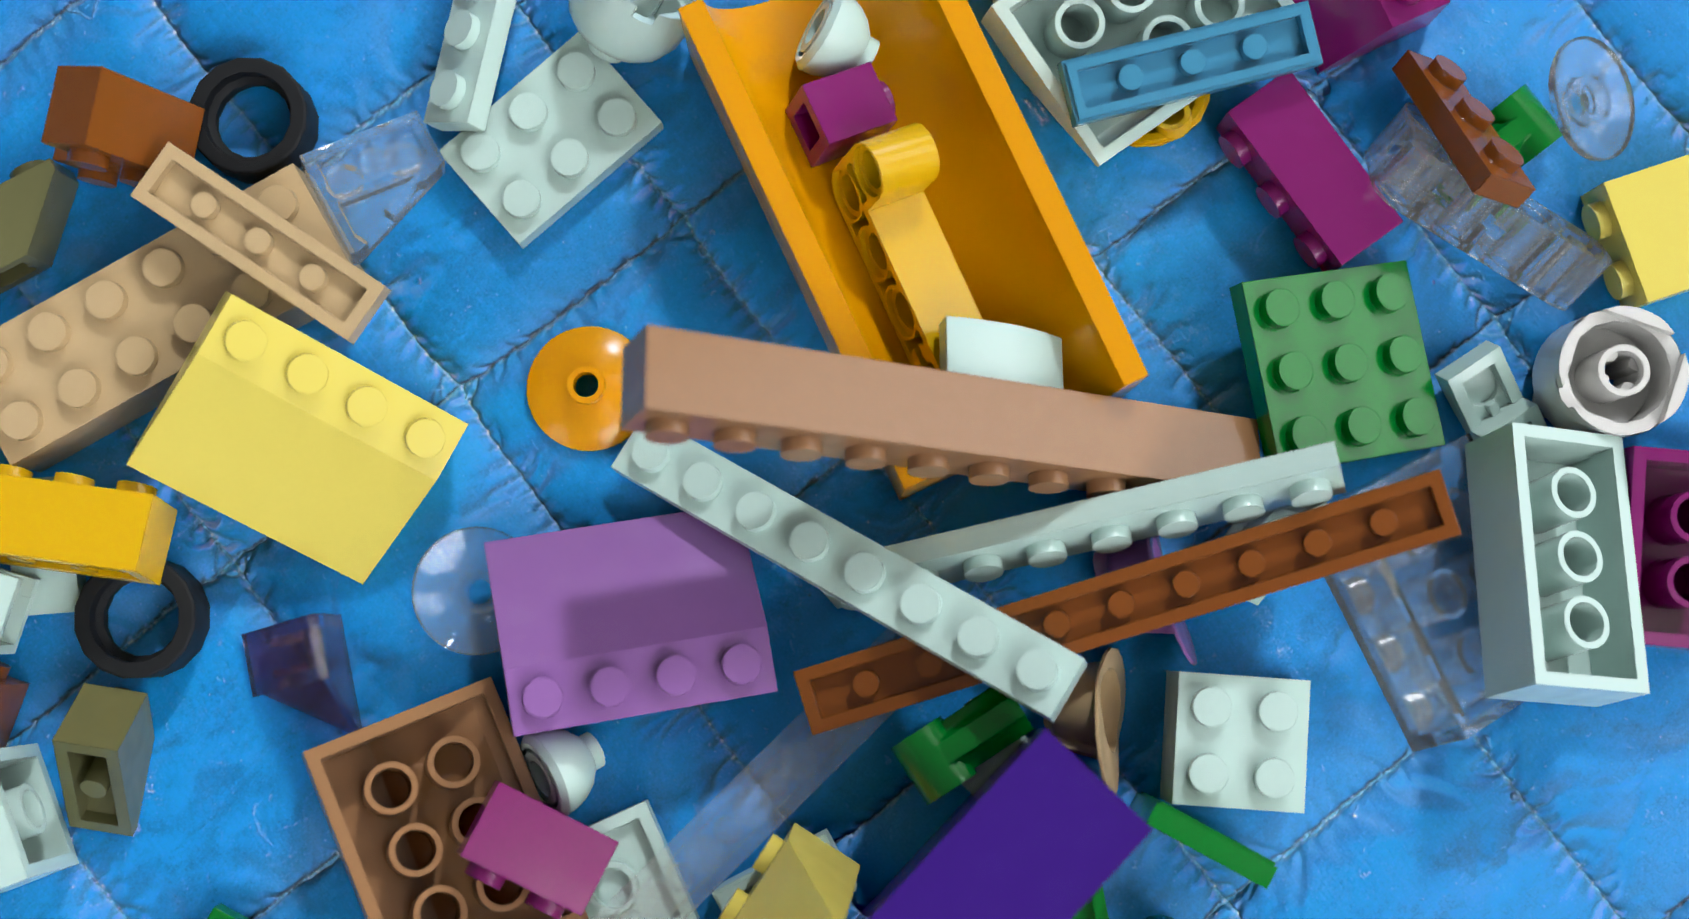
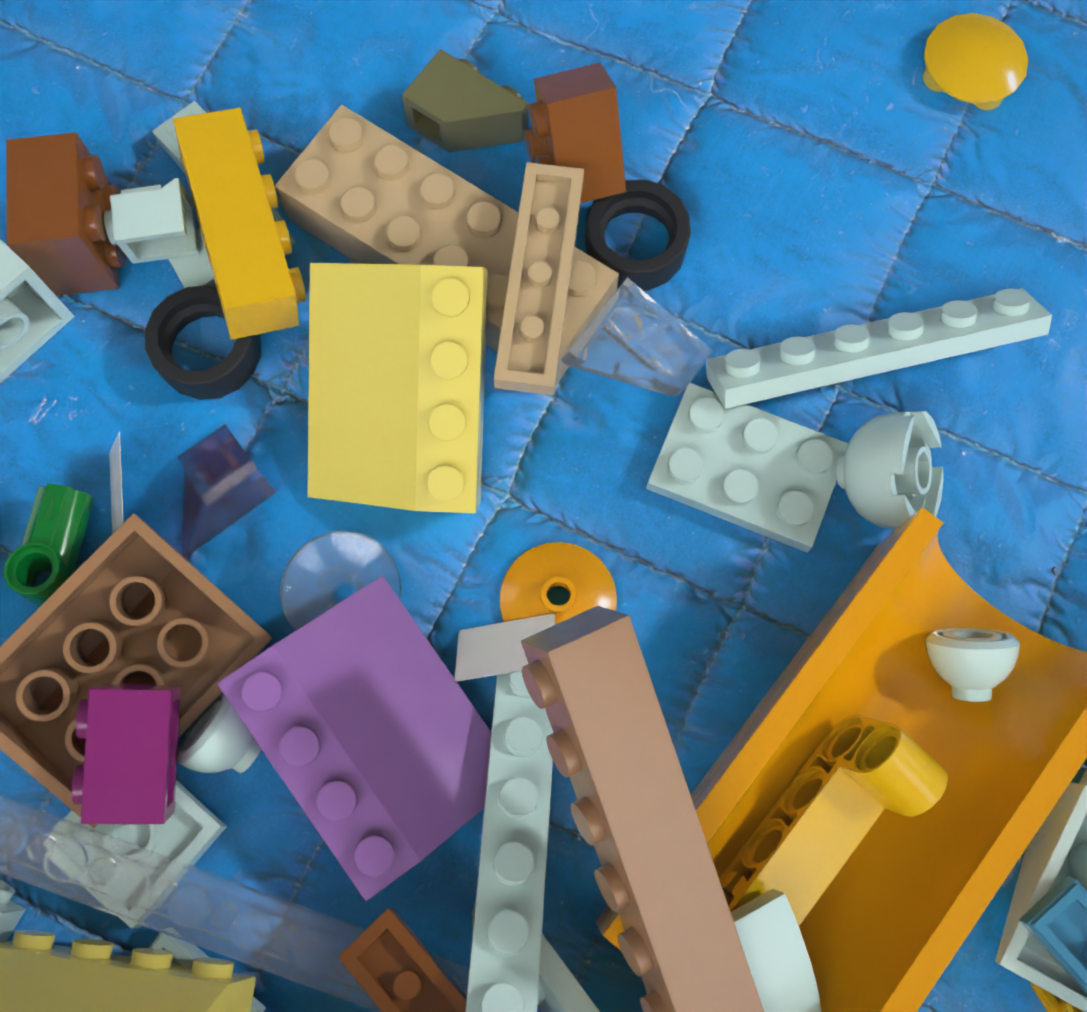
camera: 65 degrees right, 10 degrees down
(105, 758) = (78, 367): olive slope -> none
(258, 769) = (116, 484): none -> white sticker
(281, 854) = (50, 540): none -> green piece
(608, 463) = (496, 647): none -> white sticker
(840, 112) = (911, 693): magenta brick -> none

